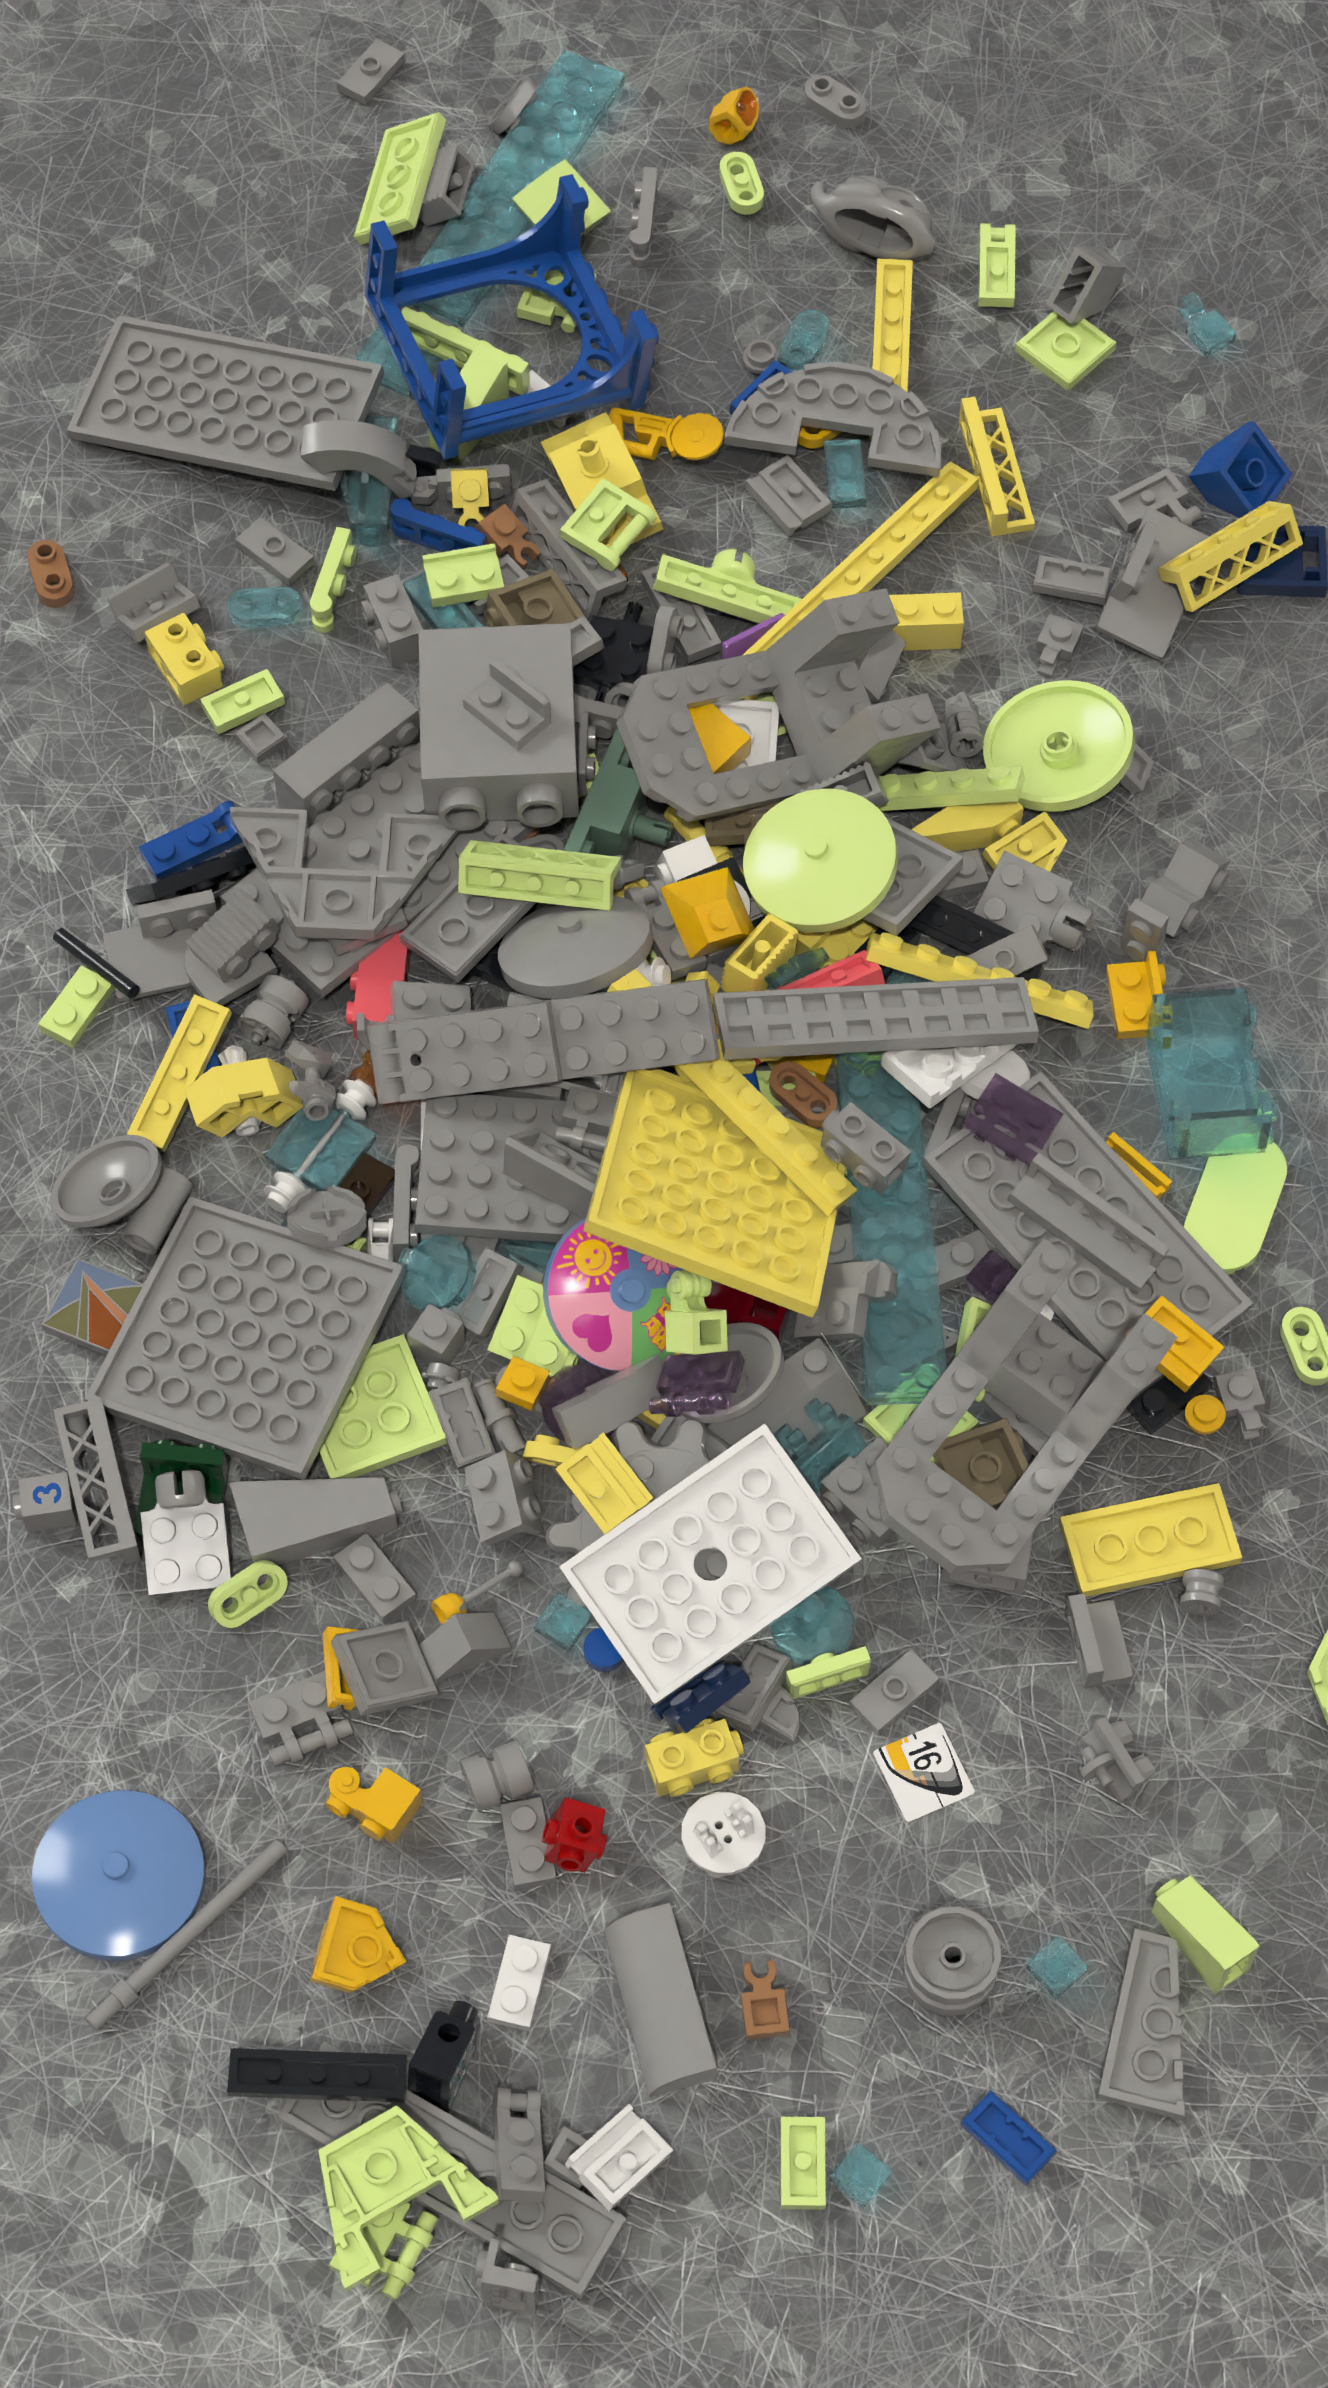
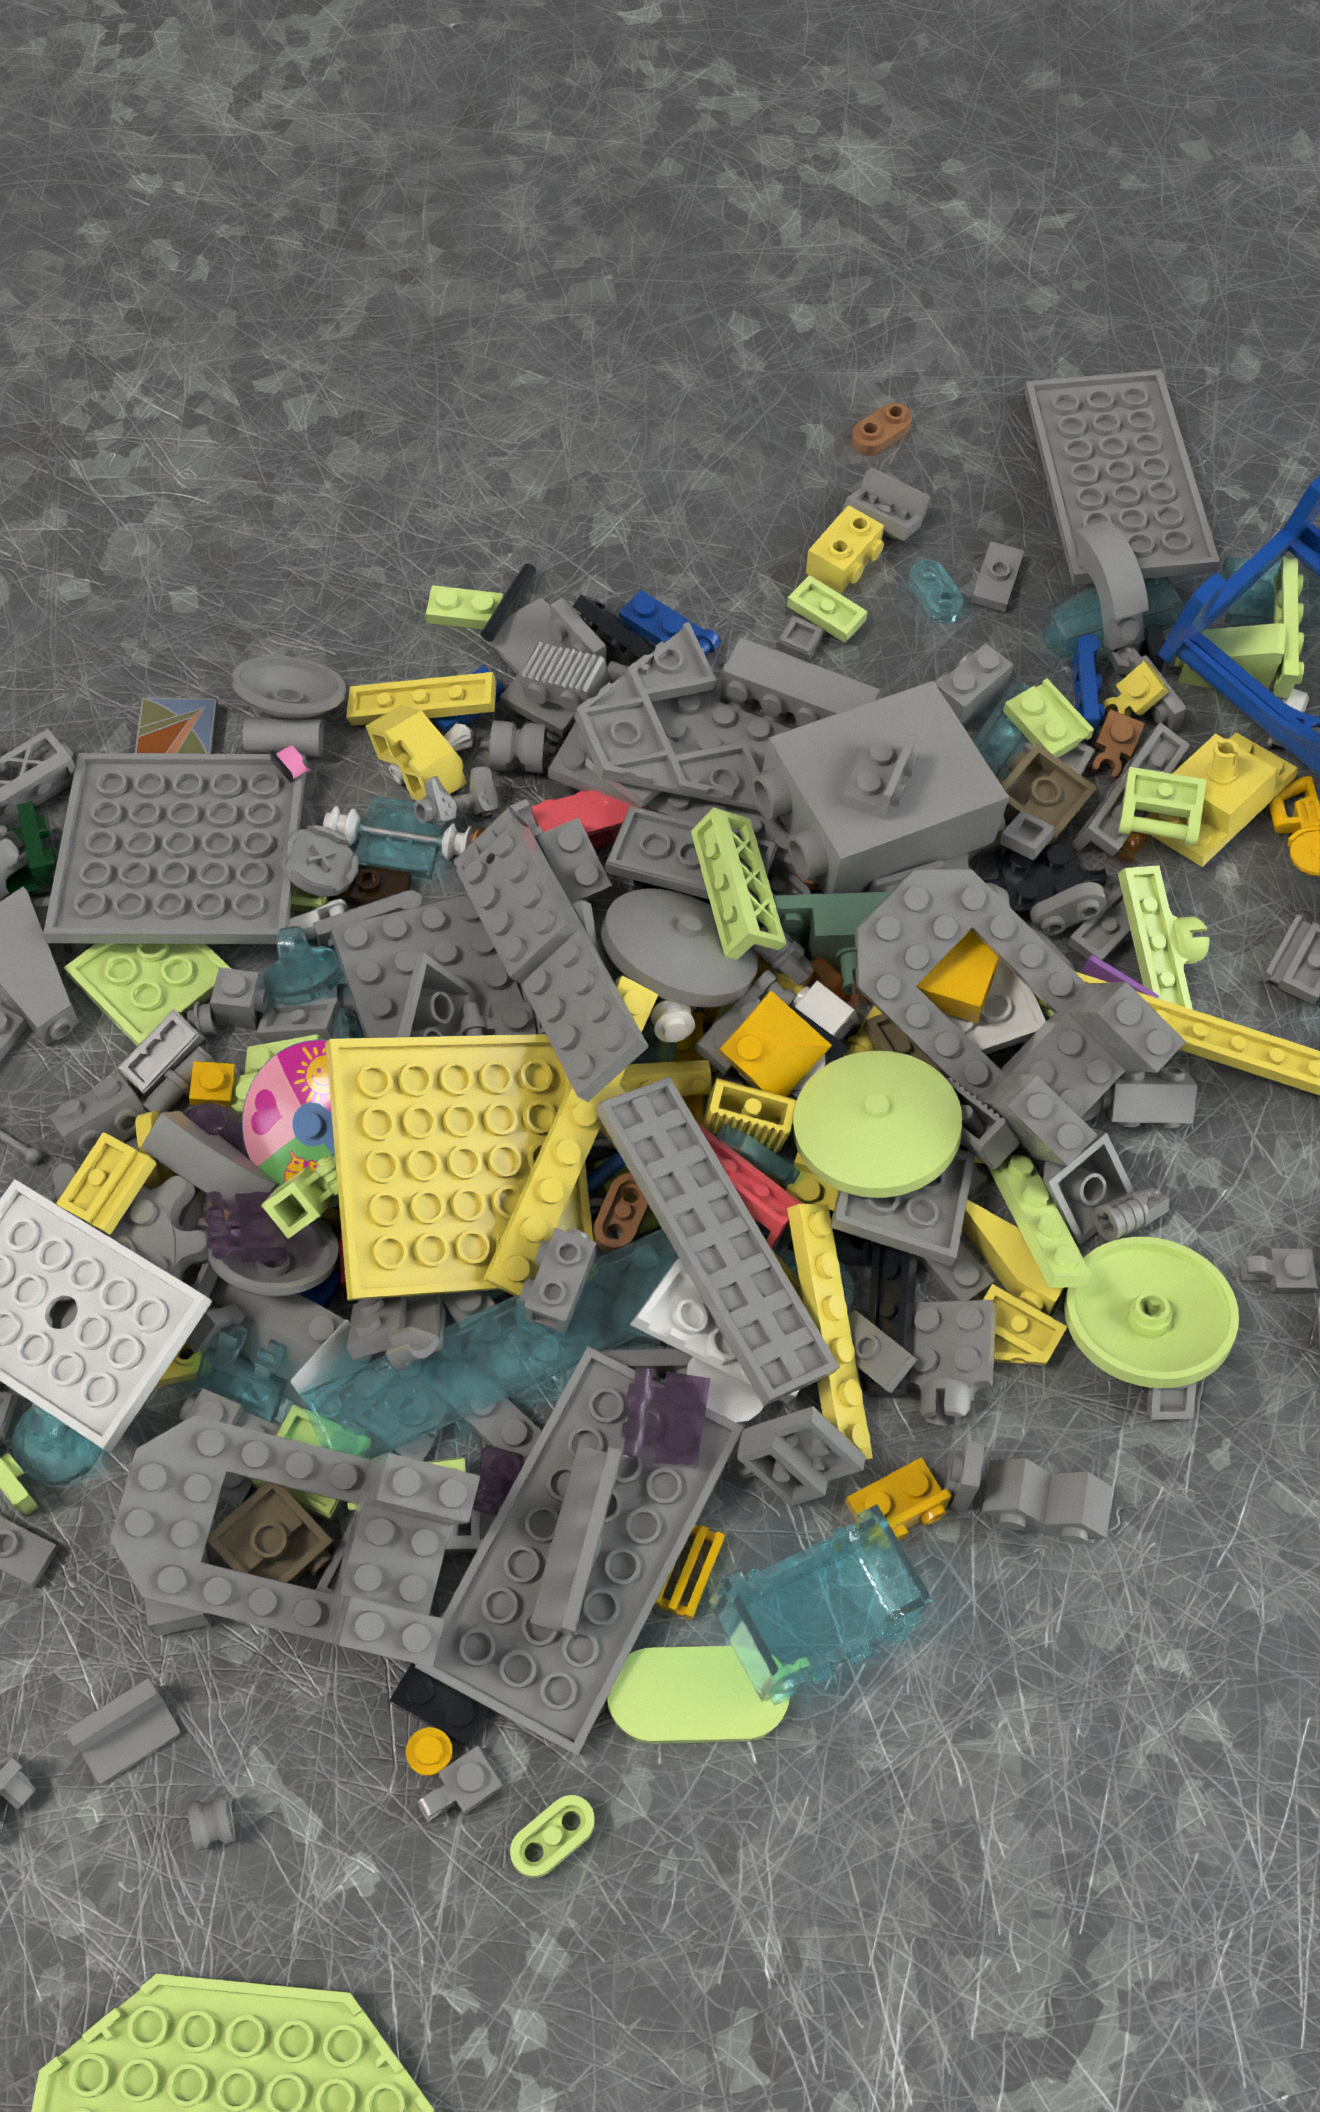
camera: 65 degrees right, 0 degrees up
(198, 1209) = (289, 762): none -> bright pink piece
(332, 579) = (988, 625): yellowish green plate -> none
(645, 852) = (829, 978): none -> clear orange tile
(929, 620) = (1230, 1132): light yellow brick -> none
(1078, 1042) = (797, 1455): none -> light grey plate
(1150, 1540) = (257, 1746): light yellow plate -> none
(1190, 1352) = (480, 1682): yellow plate -> none

